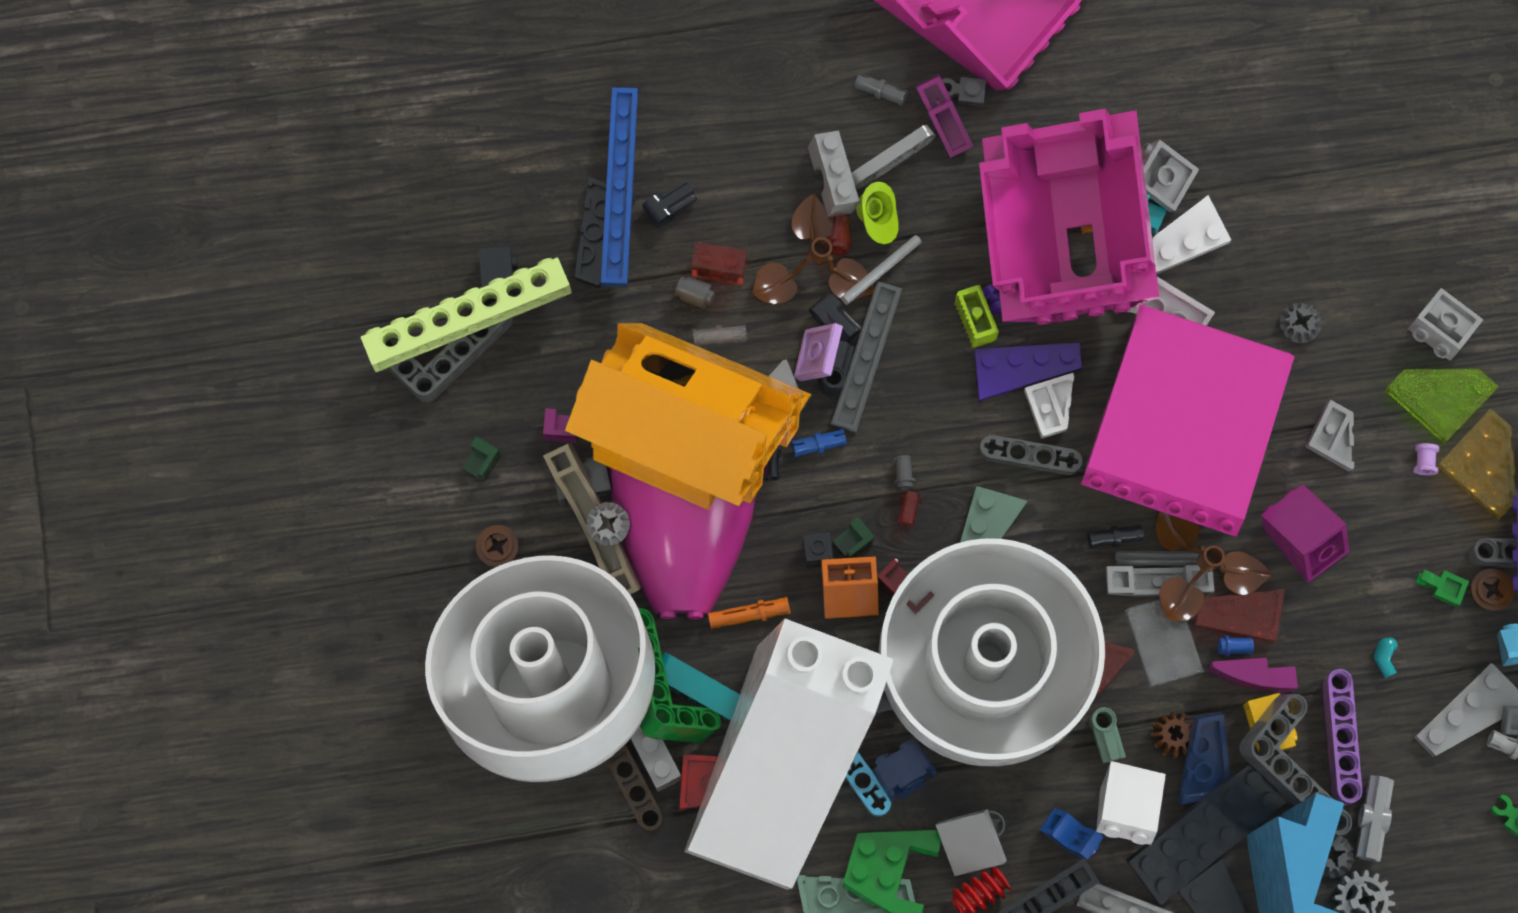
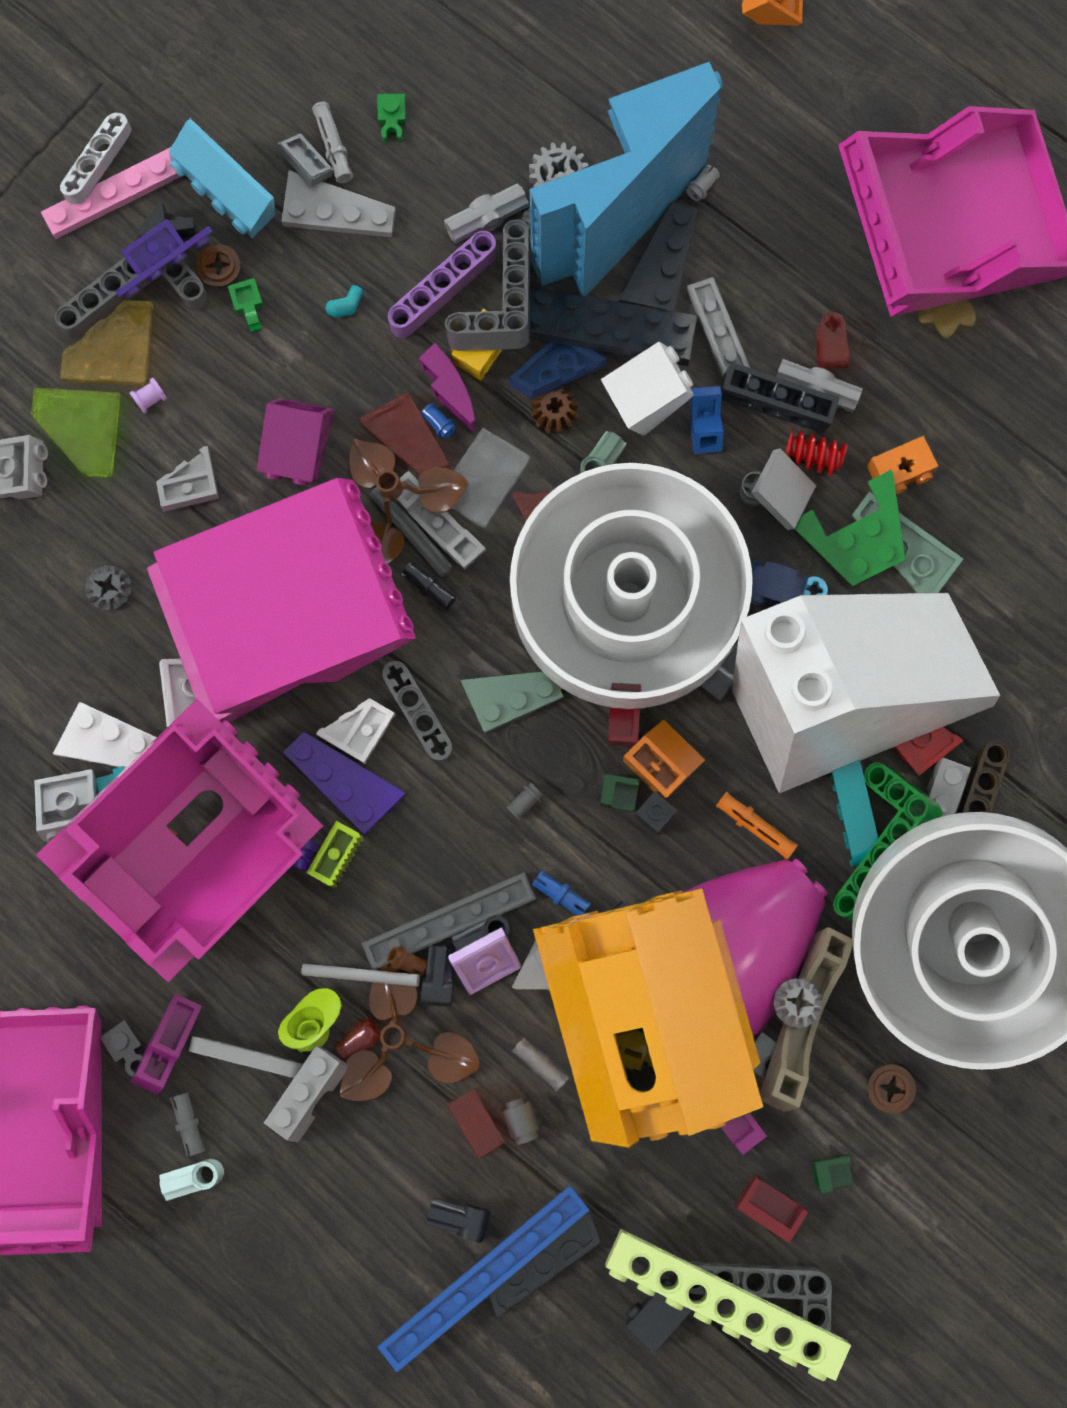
camera: 130 degrees left, 5 degrees up
(495, 400) = (771, 1208): none -> dark red panel
(843, 64) = (189, 1179): none -> light aqua piece
(868, 302) = (400, 958): none -> reddish brown pin
(909, 508) = (551, 771): clear red pin -> none

